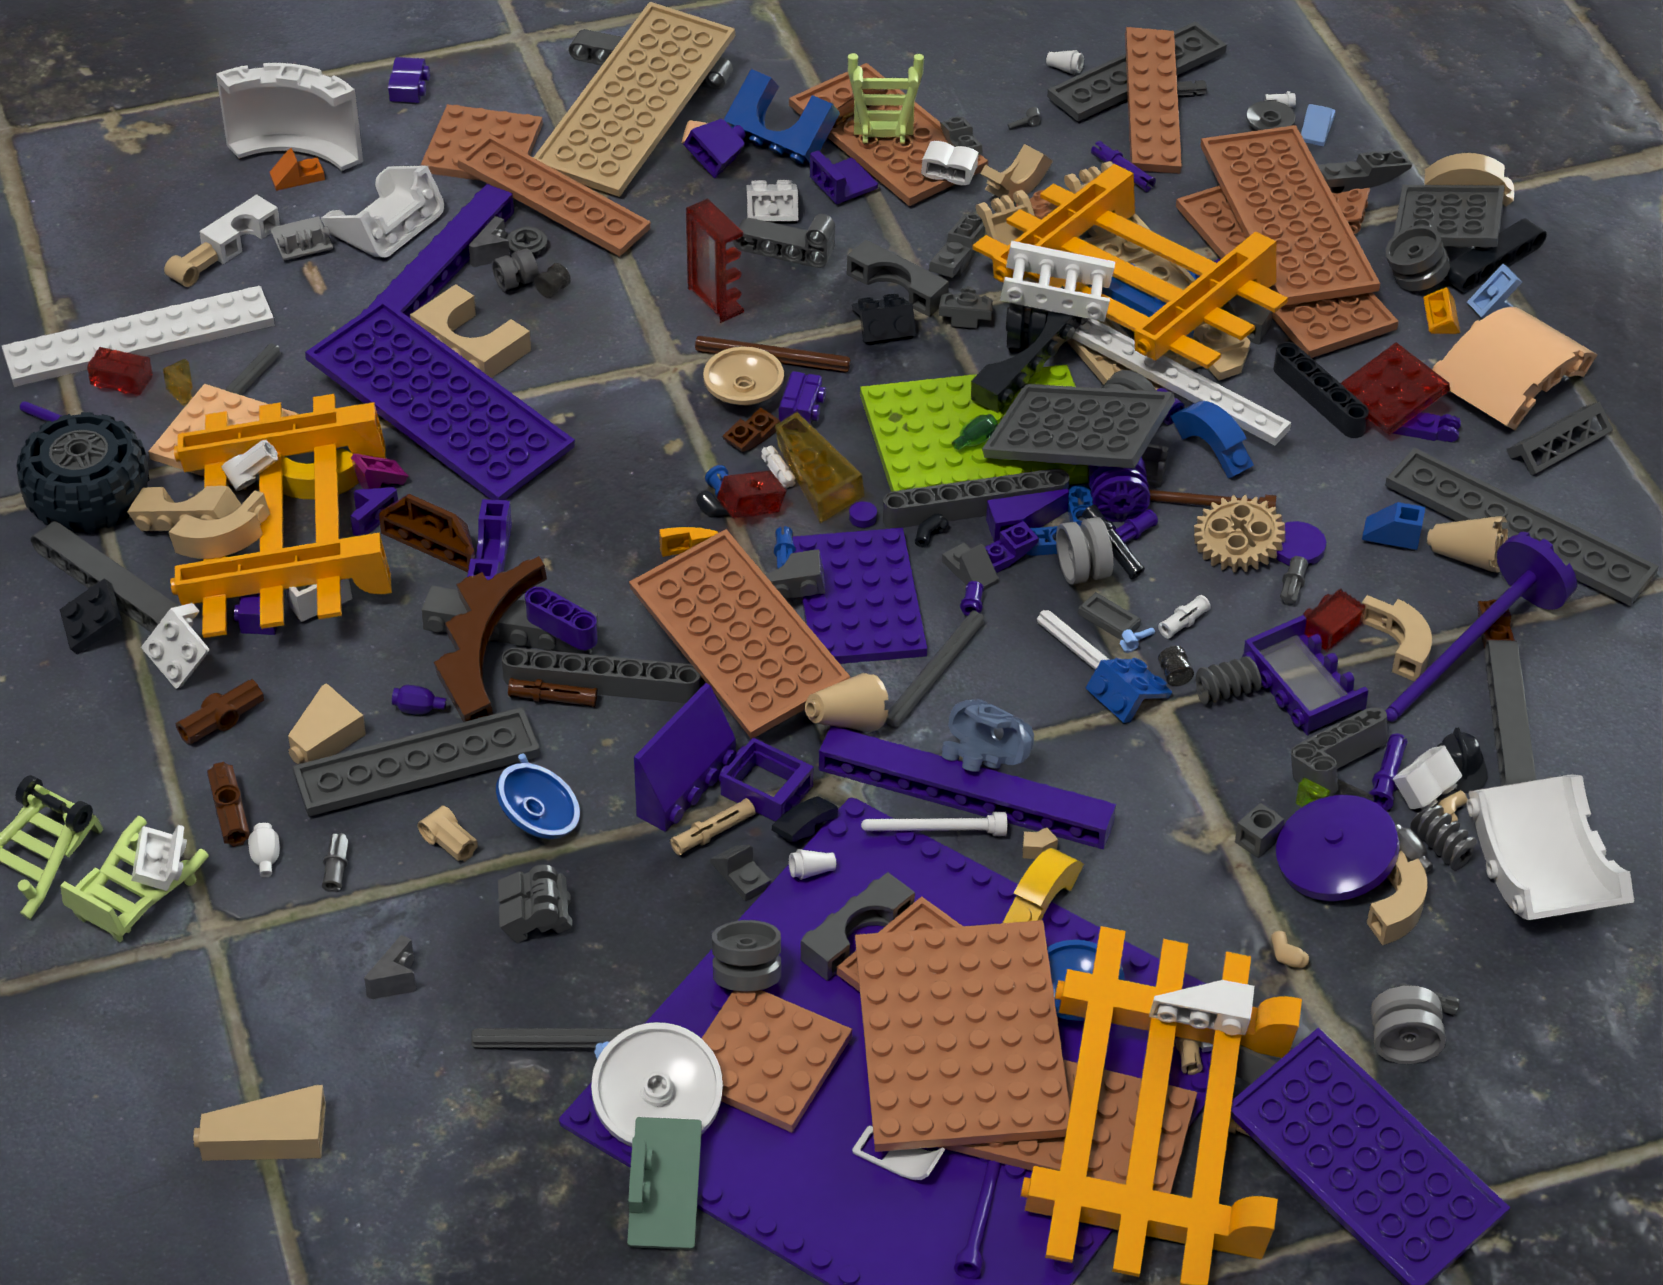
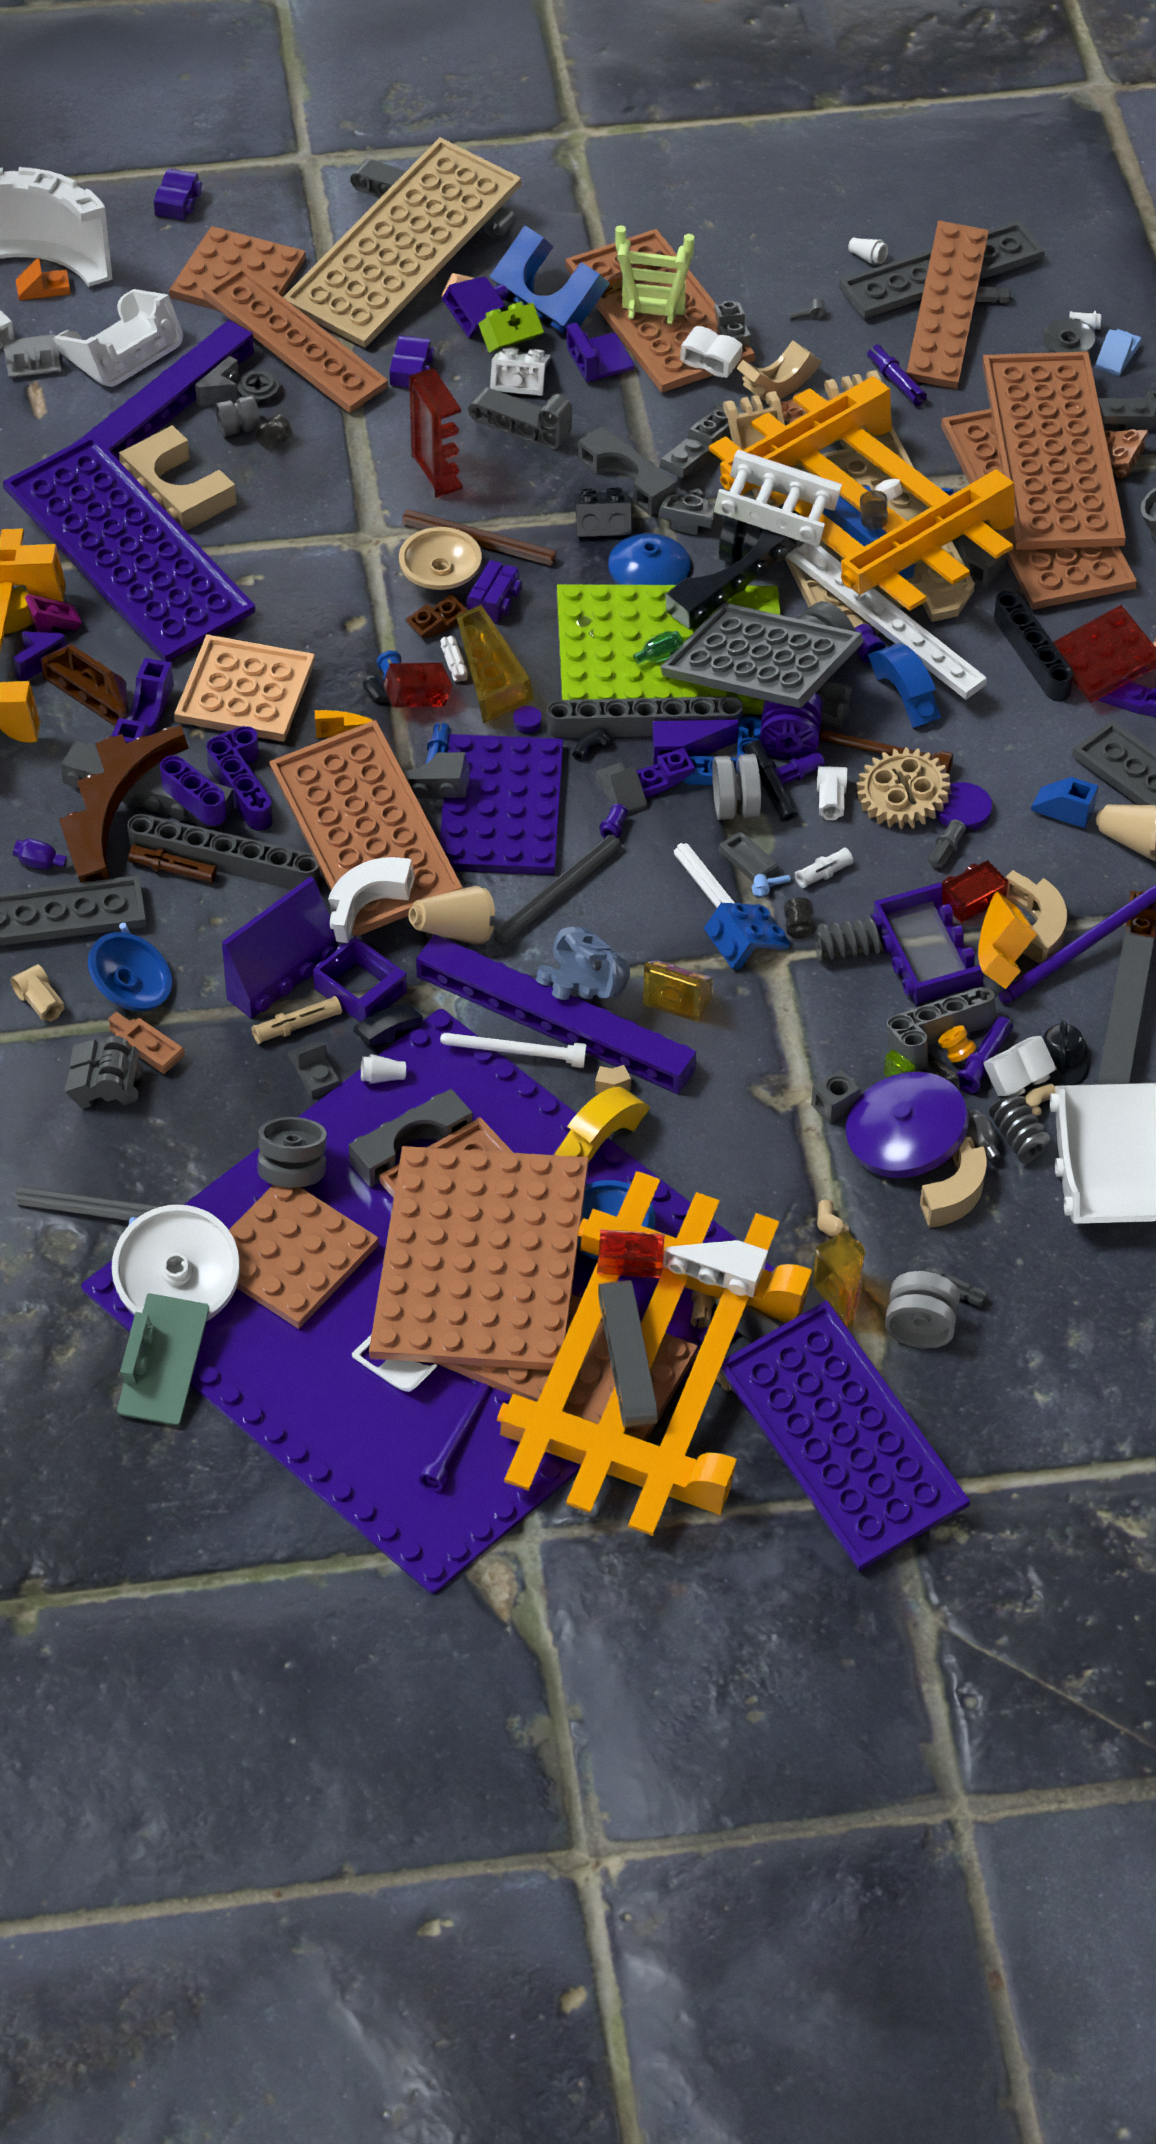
camera: 10 degrees right, 5 degrees up
(579, 872) = (153, 1045): none -> nougat hinge
(582, 518) = (244, 686): none -> light nougat plate
(586, 585) = (228, 762): none -> dark purple beam
(667, 203) = (410, 357): none -> dark purple brick
(755, 162) = (524, 326): none -> lime brick
(757, 683) = (365, 883): none -> white arch
(938, 356) = (649, 561): none -> blue dish
(1078, 749) = (676, 990): none -> clear yellow slope
(1119, 1008) = (630, 1253): none -> clear red brick
(1140, 1109) = (627, 1353): none -> dark grey beam
(1150, 281) = (874, 509): none -> clear smoke wheel
(1155, 263) = (891, 488): none -> white tile
(1171, 541) = (831, 789): none -> white piece
(1322, 998) = (839, 1274): none -> clear yellow slope
(1361, 764) = (957, 1044): none -> light orange wheel
(1378, 660) = (1003, 940): none -> light orange slope

